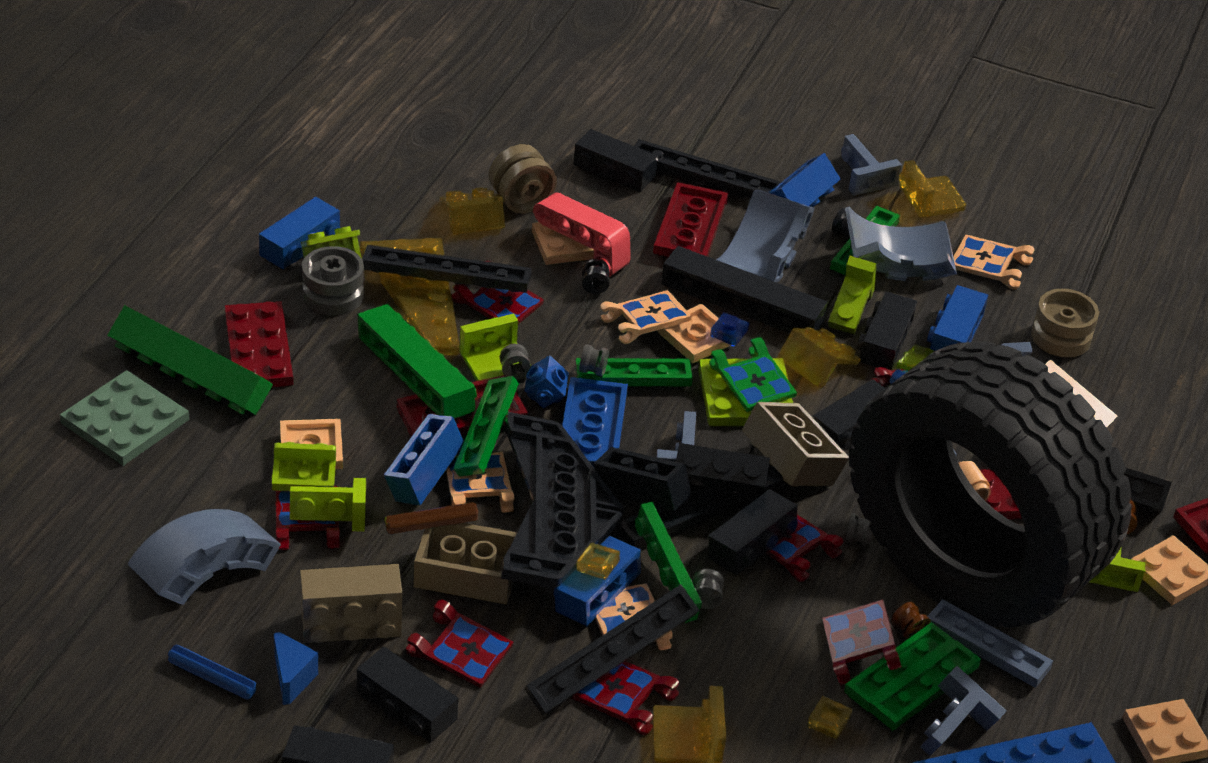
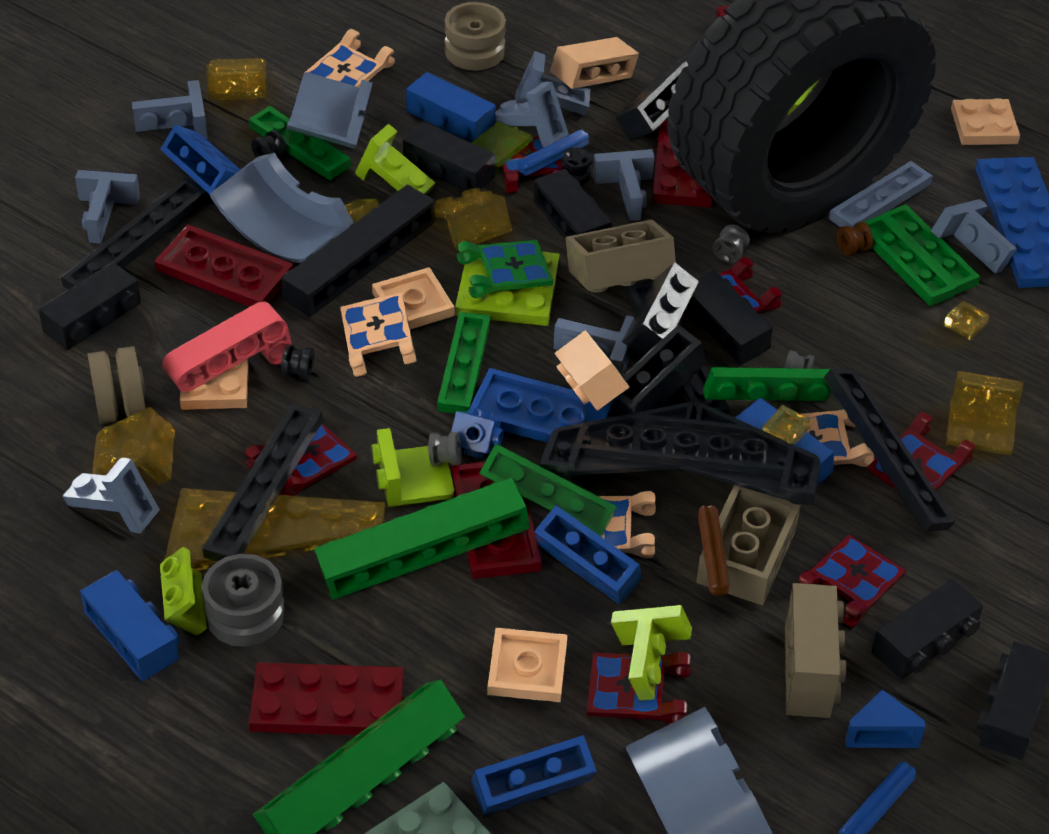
camera: 75 degrees left, 5 degrees up
(194, 450) = (533, 775): none -> blue brick
(303, 465) = (586, 670): lime bracket -> none
(415, 200) = (118, 491): none -> sand blue bracket
(591, 358) = (462, 380): dark grey wheel -> none
(630, 432) = (590, 371): none -> light nougat brick
(729, 329) = (426, 268): clear blue plate -> none
(735, 146) = (102, 191): none -> sand blue bracket
(793, 282) = (360, 208): none -> clear yellow plate
(860, 635) = (872, 275): flag -> none

